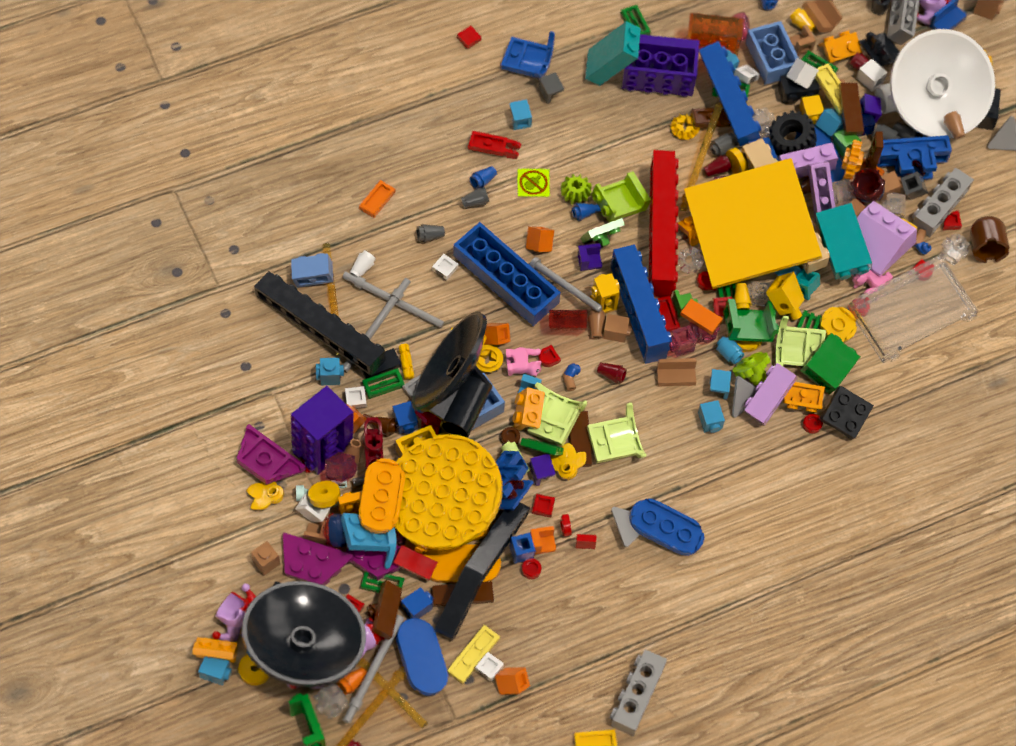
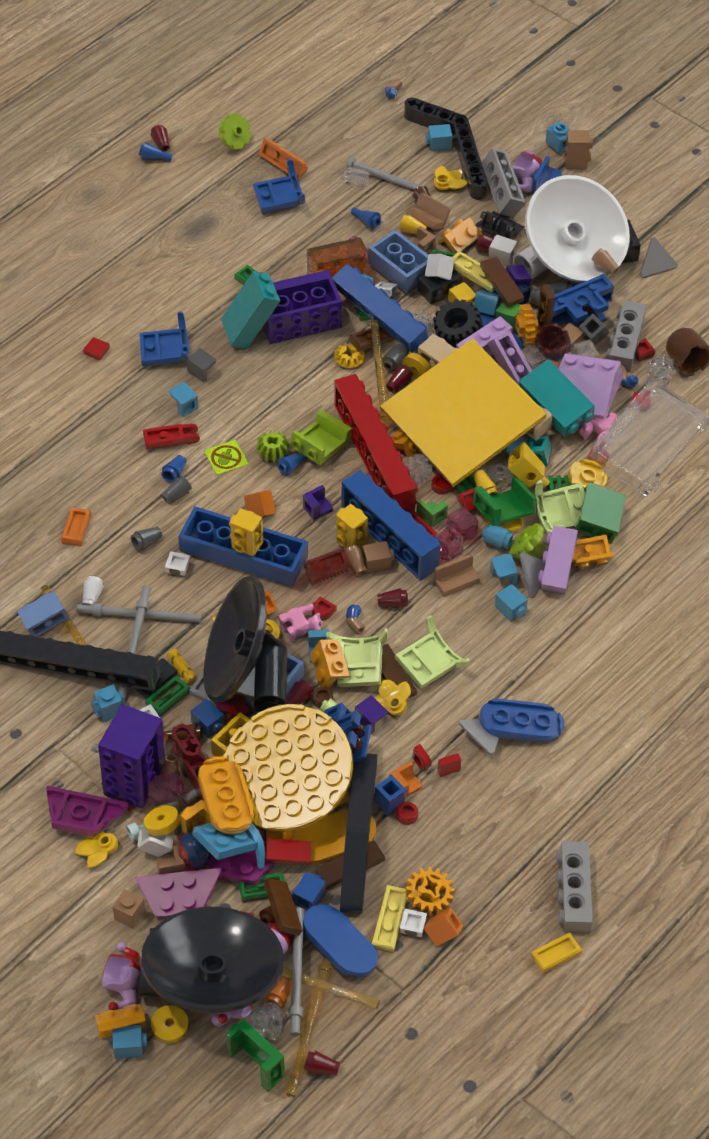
camera: 20 degrees left, 10 degrees down
(490, 427) = (299, 693): none -> dark red cone
(507, 645) = (429, 892): none -> light orange gear
(508, 265) = (246, 532): none -> yellow brick
(536, 264) = (311, 535): light grey bar -> none
(541, 446) = (360, 692): green tile -> none
(543, 505) = (388, 749): red tile -> none
(600, 233) = (318, 474): bright green hinge -> none
(701, 316) = (456, 514): orange tile -> none
(812, 423) = (610, 574): red tile -> none
(846, 412) = (639, 549): black brick -> none

